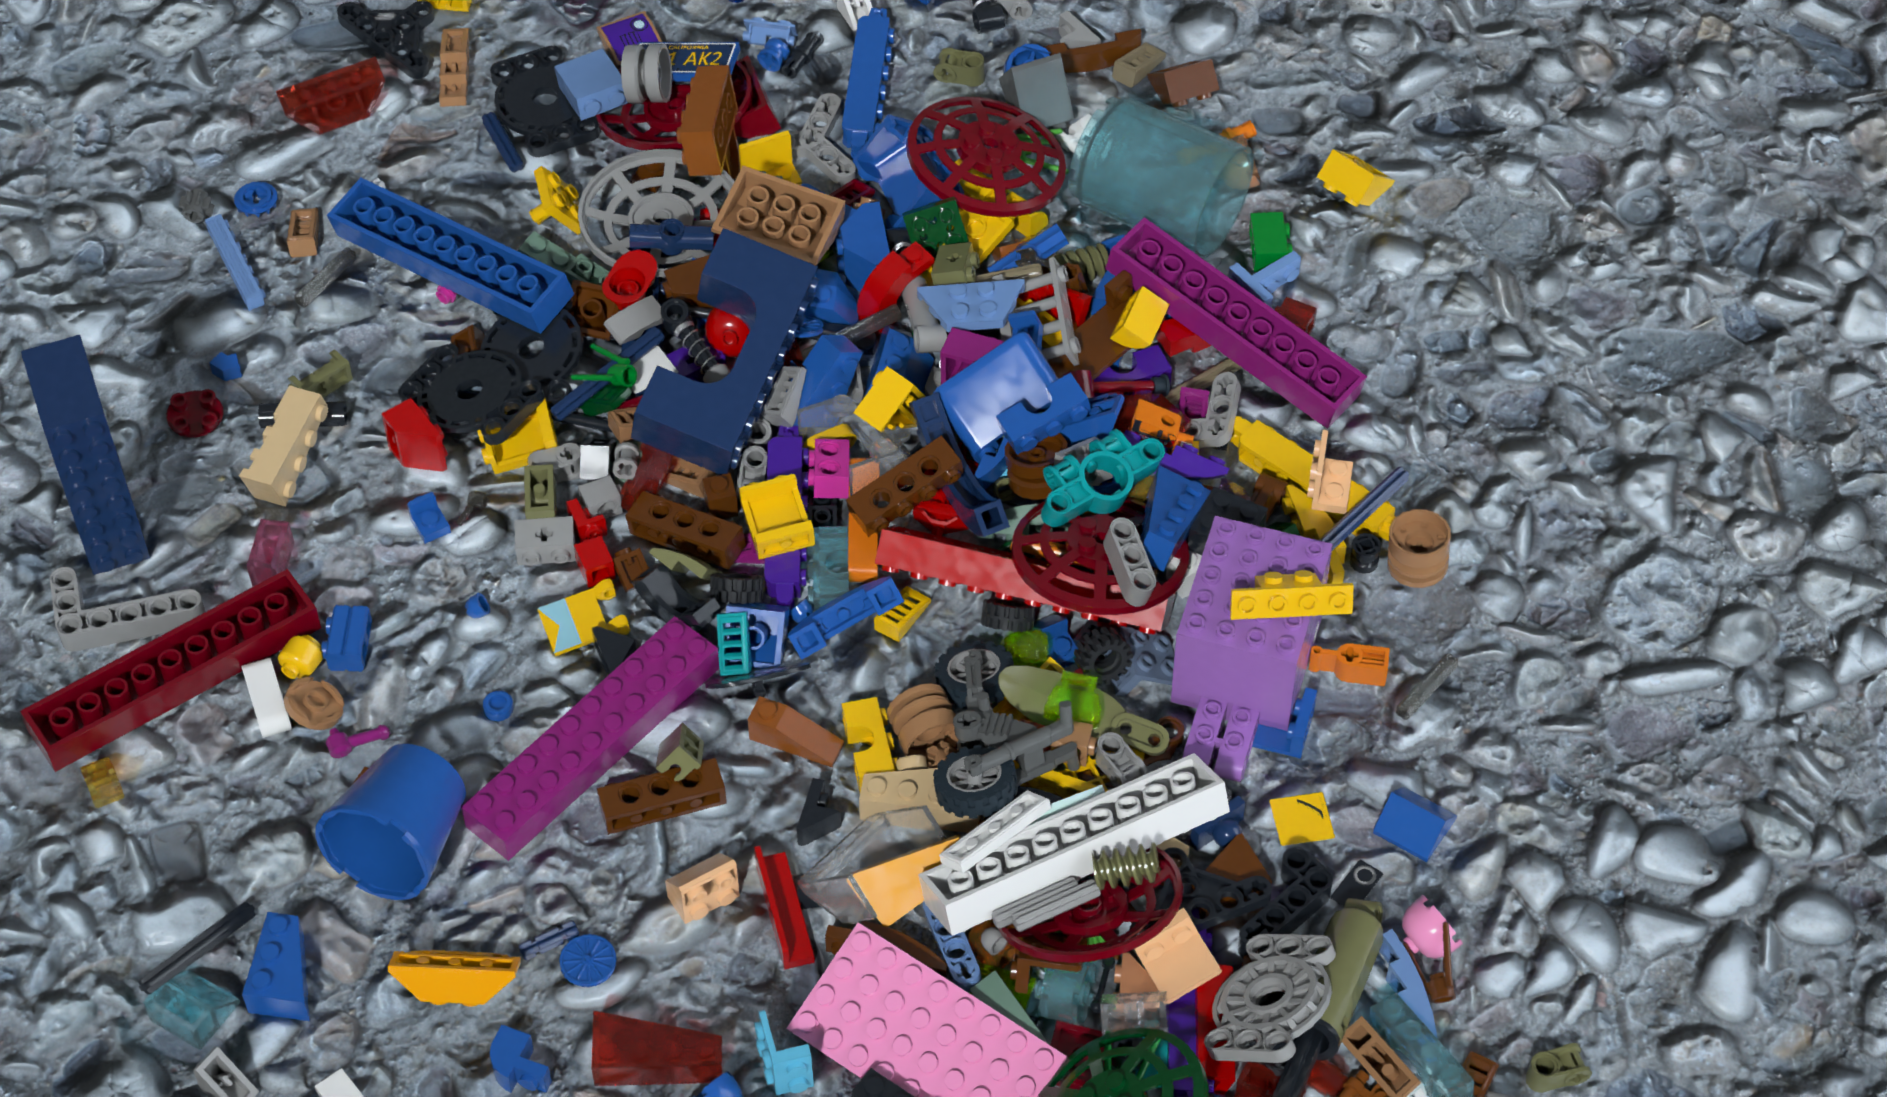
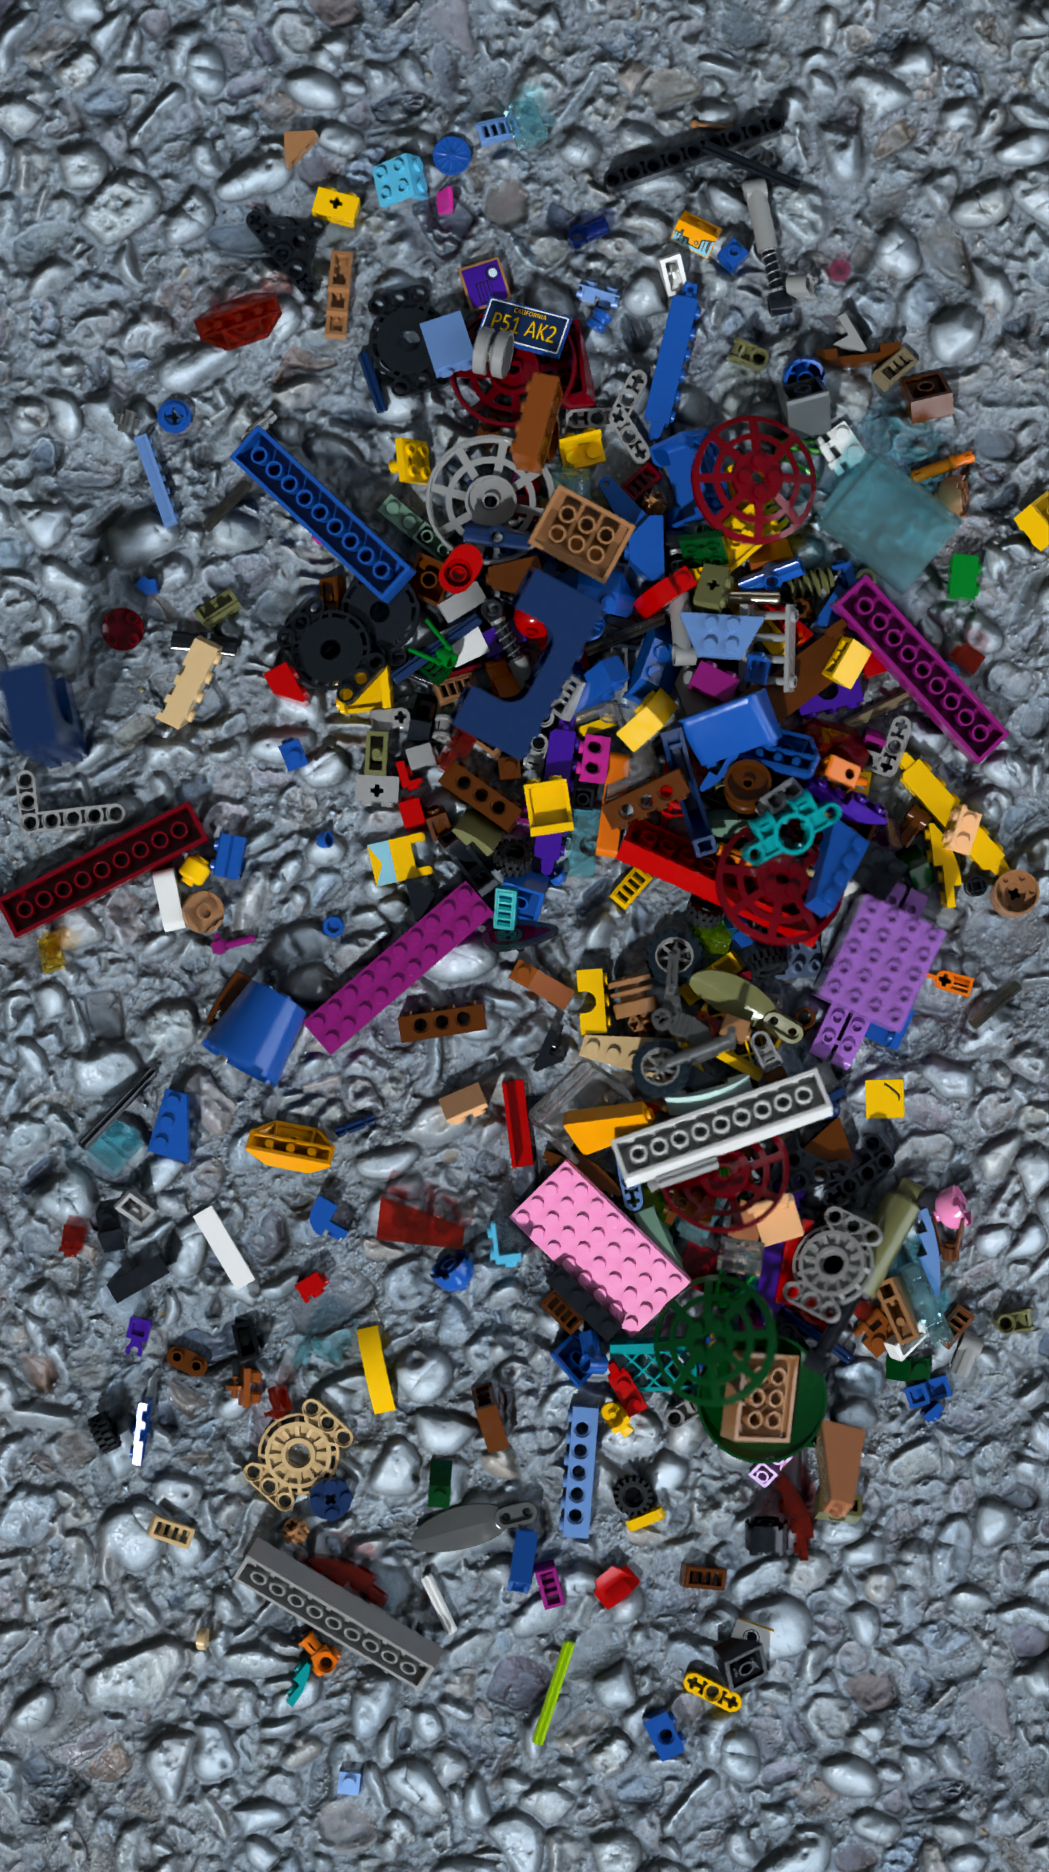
camera: 10 degrees right, 35 degrees up
(270, 550) = (176, 777): clear pink brick -> none
(303, 236) = (210, 469): medium nougat slope -> none
(588, 960) = (380, 1143): blue wheel -> none
(680, 748) = (458, 996): olive hinge -> none
(801, 55) = (621, 321): black pin -> none
(843, 613) = (562, 900): blue slope -> none
(911, 763) = (619, 1028): tan tile -> none
(995, 831) = (668, 1114): white tile -> none
(1026, 429) = (776, 757): blue arch -> none
(1029, 257) = (772, 588): clear smoke hand -> none
(1055, 905) = (700, 1179): light grey axle -> none
(1085, 705) = (740, 1006): clear neon green piece -> none
(1126, 866) = (752, 1160): olive piece -> none
(1129, 575) = (804, 922): light grey beam -> none
(1157, 385) = (791, 718): dark red piece -> none
(1268, 279) = (940, 623): medium blue bracket -> none
(1290, 596) = (905, 979): yellow bracket -> none
(1357, 883) = (911, 1157): black sticker -> none
(1366, 507) = (976, 861): dark blue axle -> none
(1413, 823) = (962, 1115): blue slope -> none

